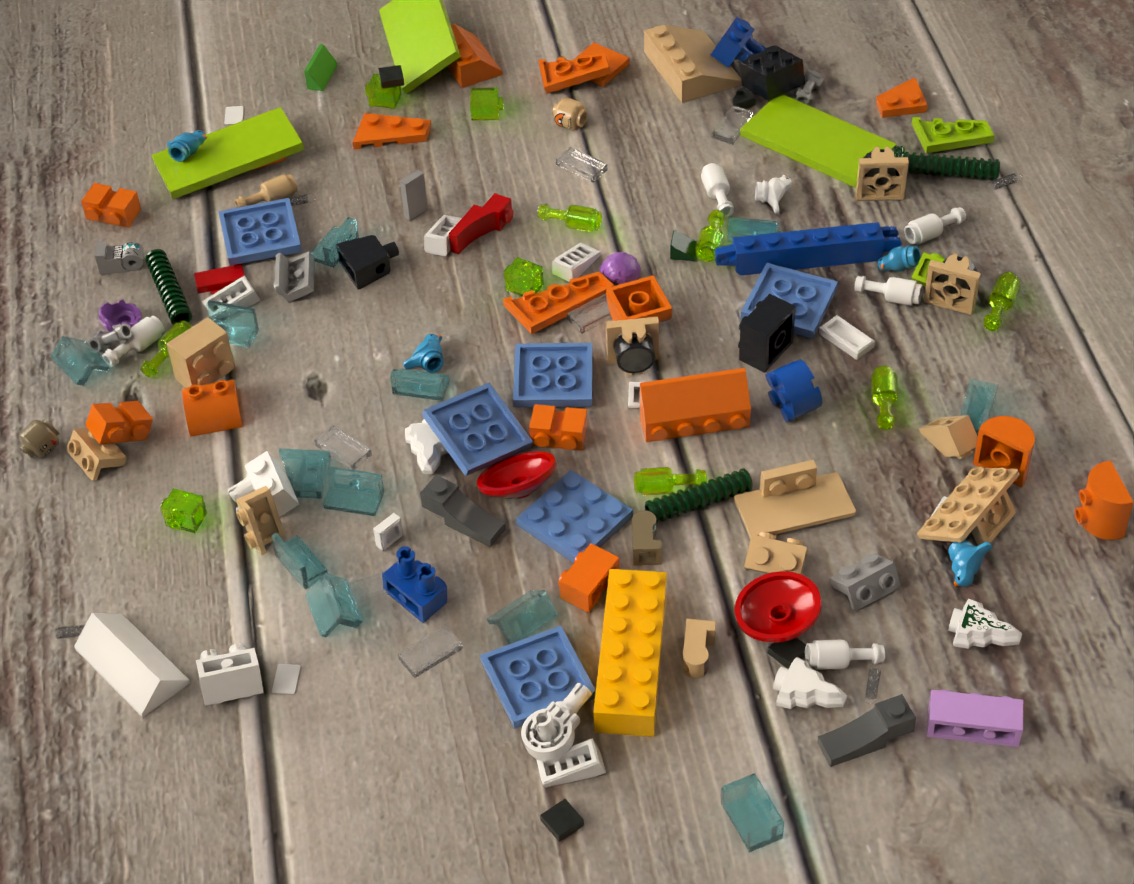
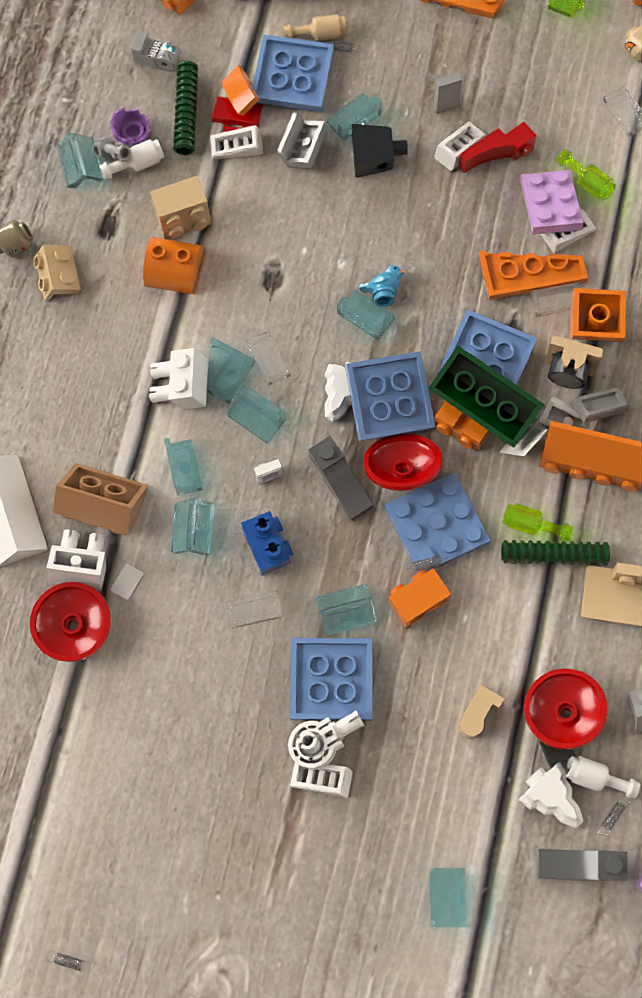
camera: 25 degrees right, 25 degrees up
(120, 424) = (84, 254): orange brick -> none
(149, 368) = (166, 174): clear neon green piece -> none
(183, 510) = (104, 371): clear neon green brick -> none
(216, 256) = (239, 90): none -> orange slope
(225, 617) = (99, 499): none -> medium nougat slope
(236, 320) = (223, 176): clear light blue panel -> none
(244, 711) = (58, 609): none -> red dish
(260, 518) = (161, 415): tan bracket -> none
(523, 277) = (509, 232): clear neon green brick -> none
(550, 242) = (551, 202): none -> lavender plate
(562, 820) = (290, 827): pearl dark grey tile -> none
(571, 388) = (487, 397): none -> dark green slope
(582, 544) = (427, 563): none -> clear piece
(620, 268) = (604, 258): medium lavender hair -> none
(621, 419) = (525, 444): none -> white sticker
(630, 653) = (419, 692): yellow brick -> none
(645, 549) = (488, 568): dark tan leg -> none
(678, 368) = (600, 405): none -> light grey tile
(771, 555) = (593, 648): tan bracket -> none

